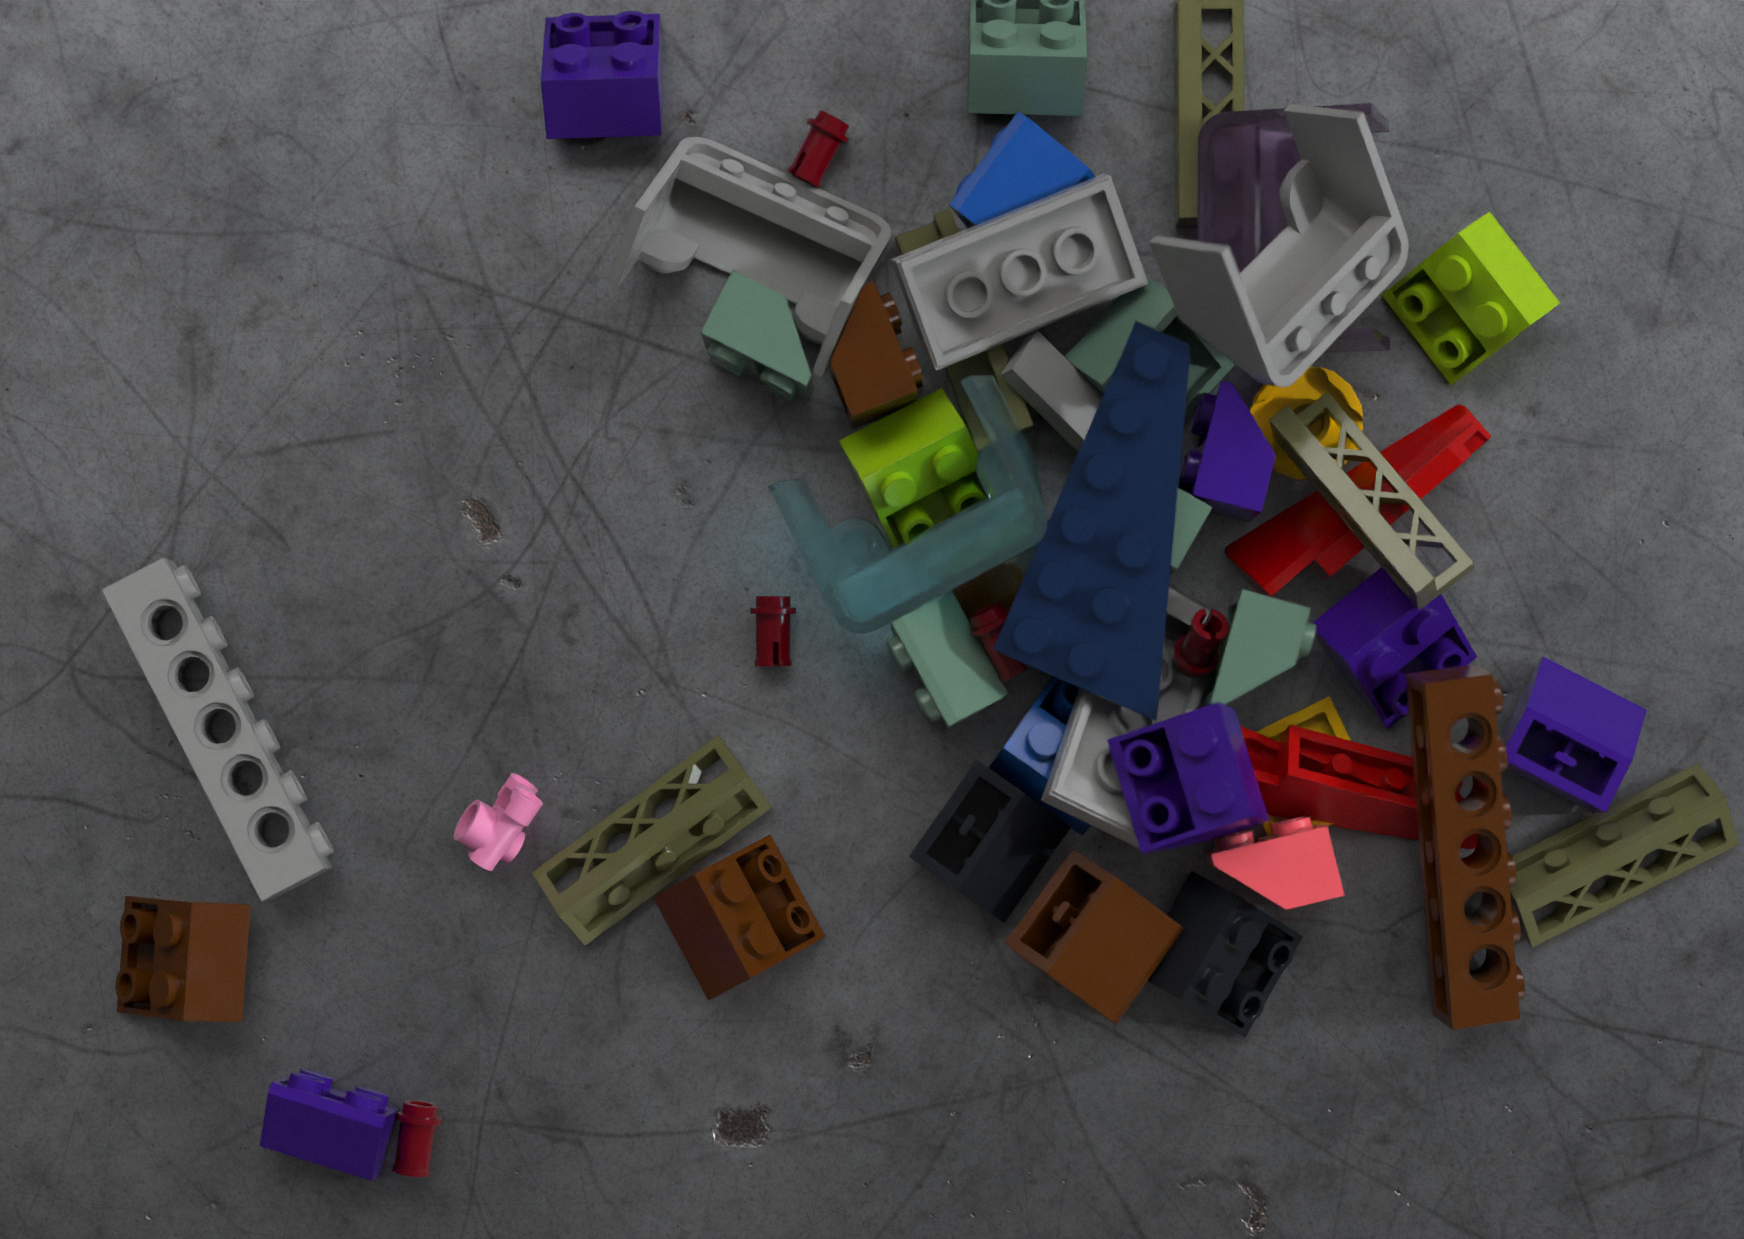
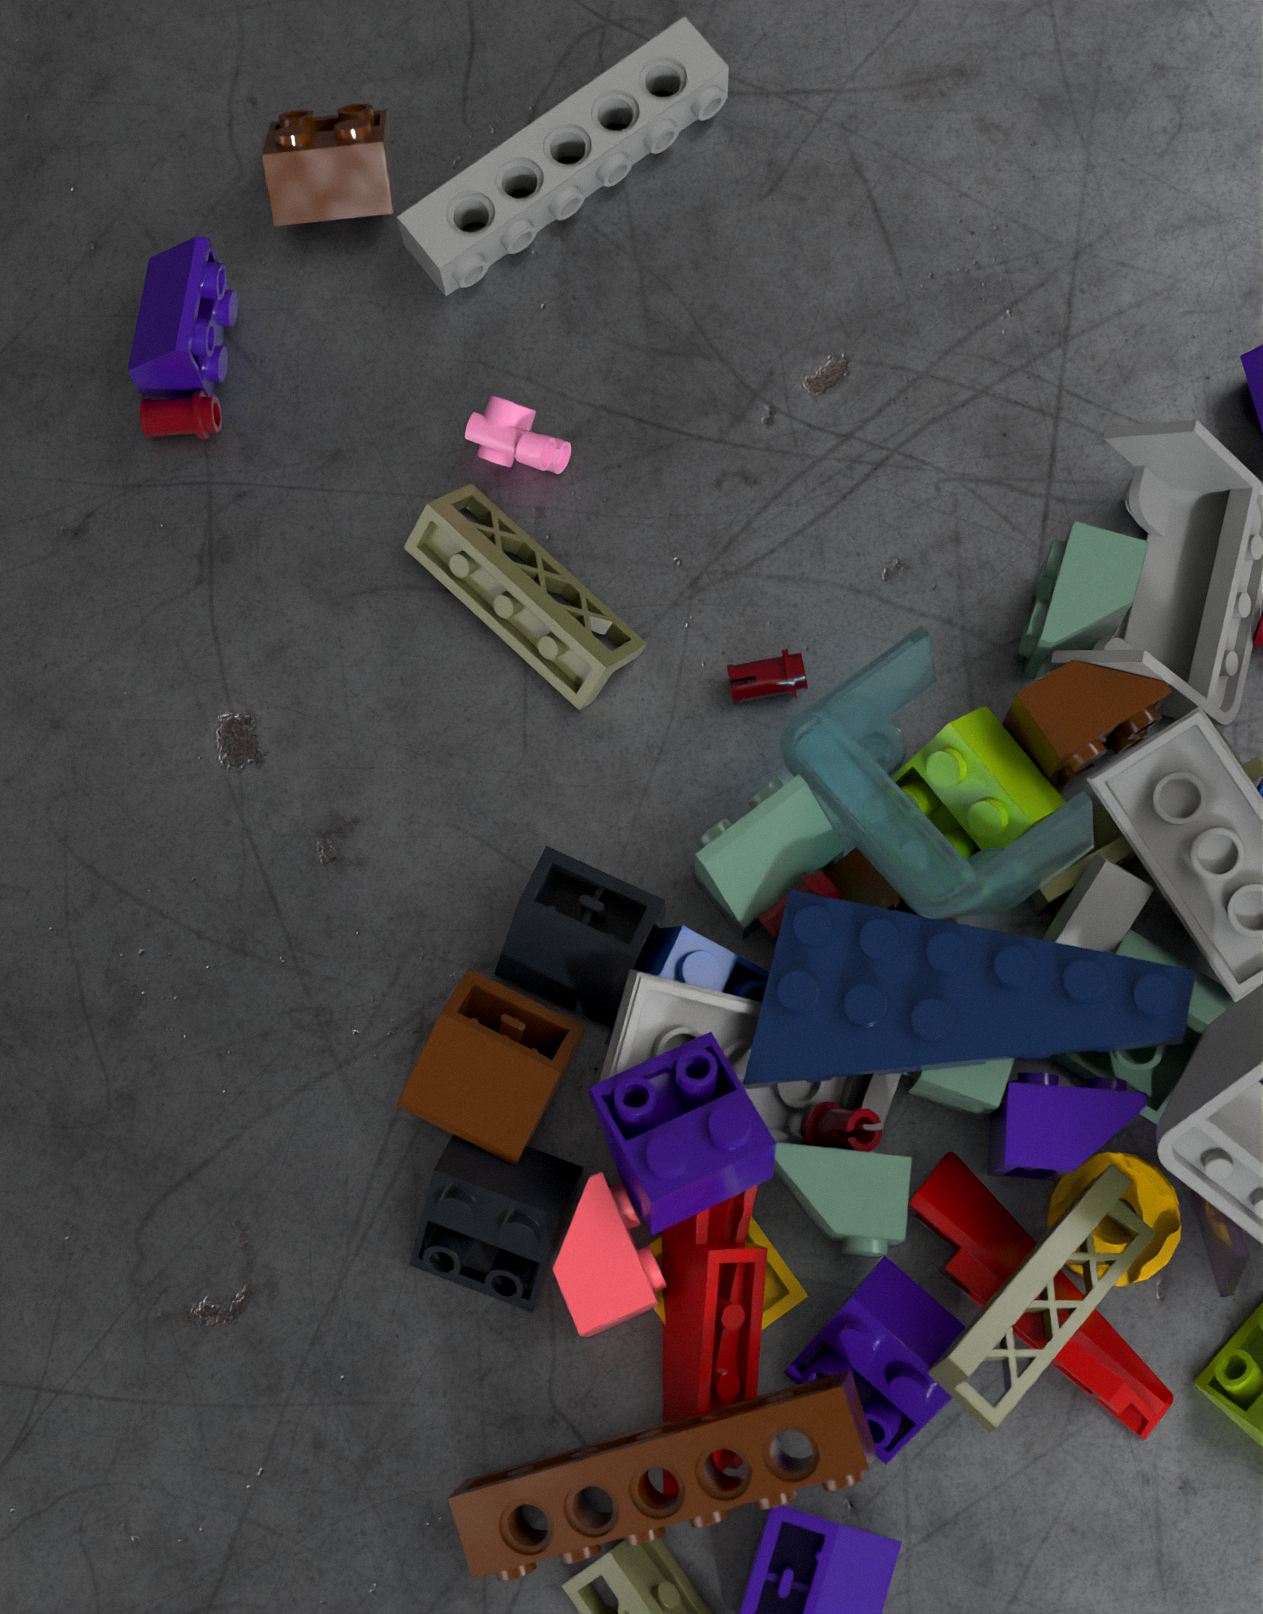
camera: 85 degrees right, 10 degrees down
(739, 917) = (457, 693): reddish brown slope -> none

